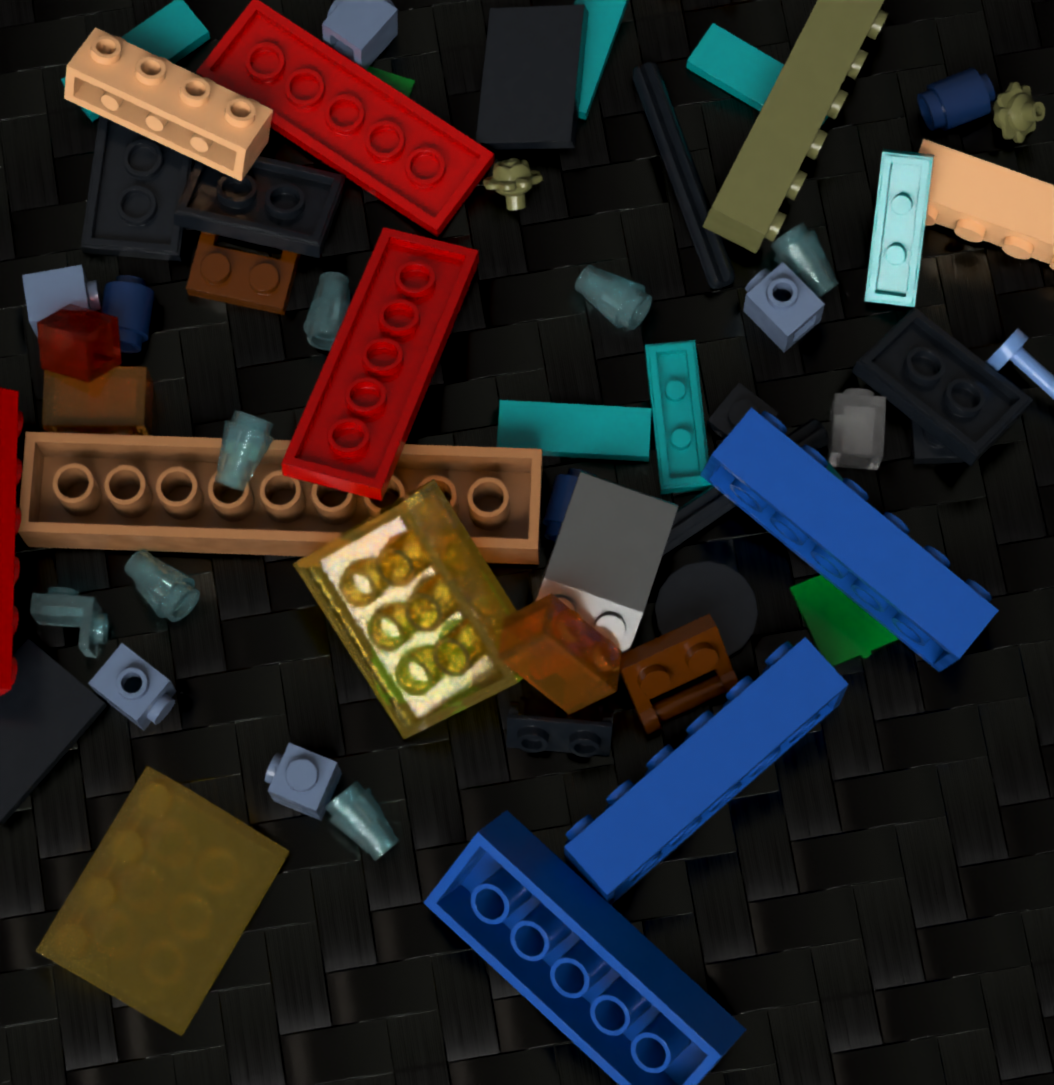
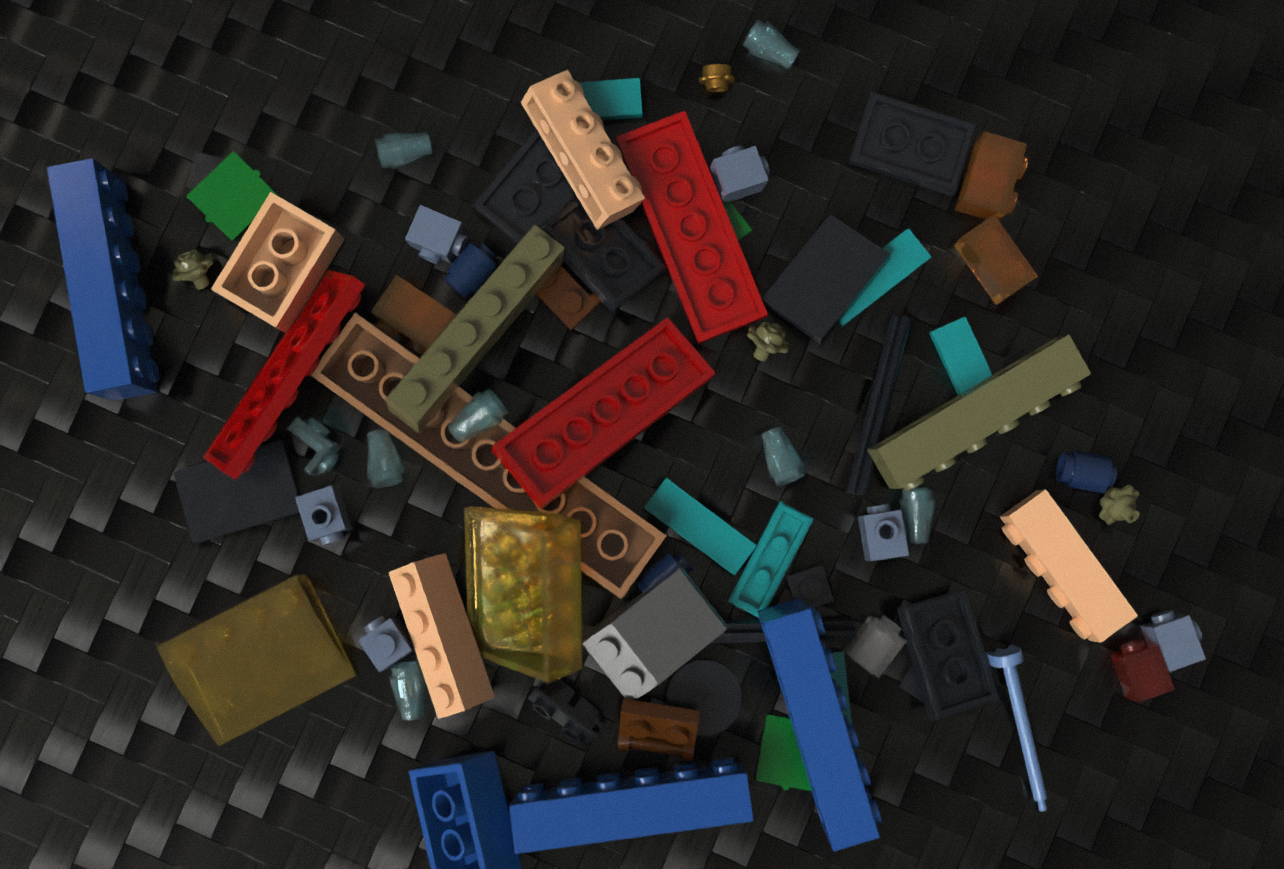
camera: 30 degrees right, 10 degrees up
(79, 343) = (424, 275): clear red brick -> none
(177, 360) = (475, 329): none -> olive brick
(327, 310) = (598, 349): clear light blue cone -> none
(359, 730) = (441, 635): none -> light nougat brick
(560, 654) = (588, 680): clear orange brick -> none
(899, 227) = (990, 536): tile -> none

